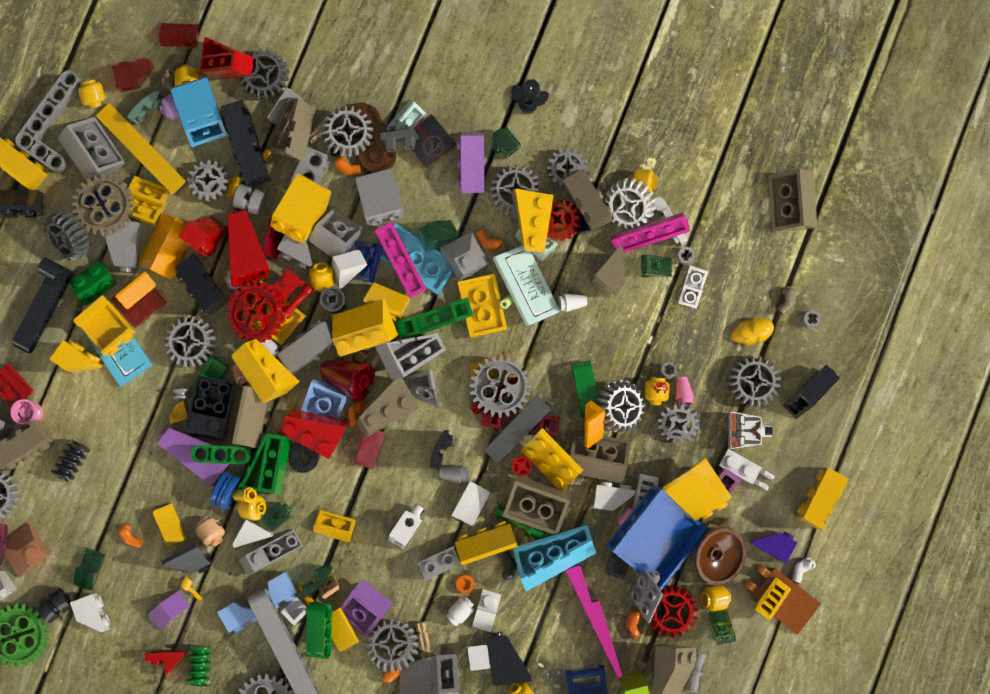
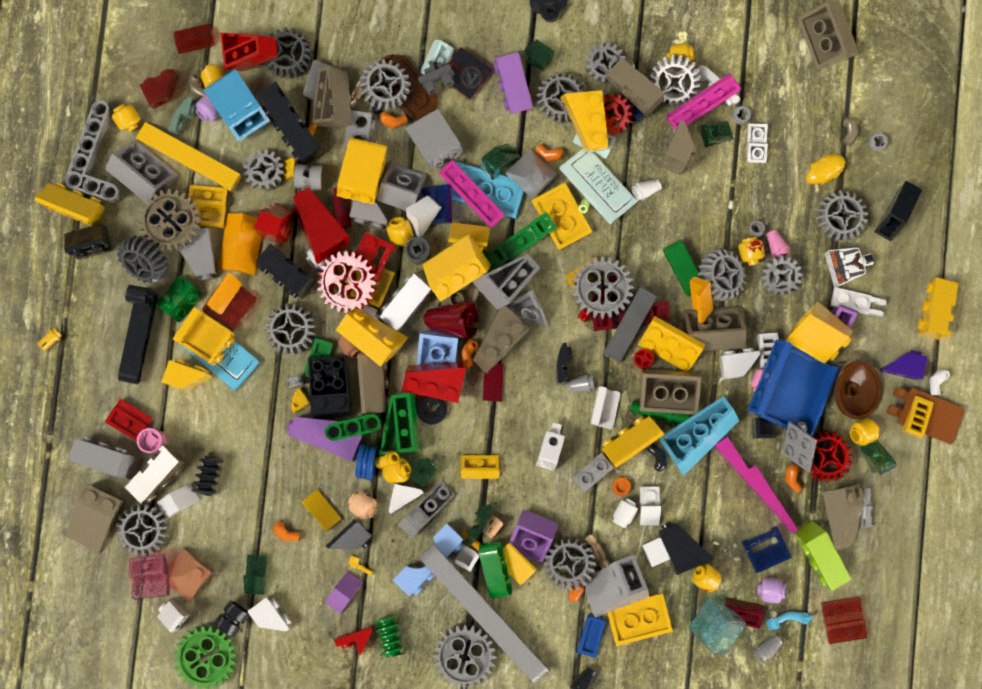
camera: 20 degrees left, 0 degrees up
(35, 477) = (177, 501): none -> white slope

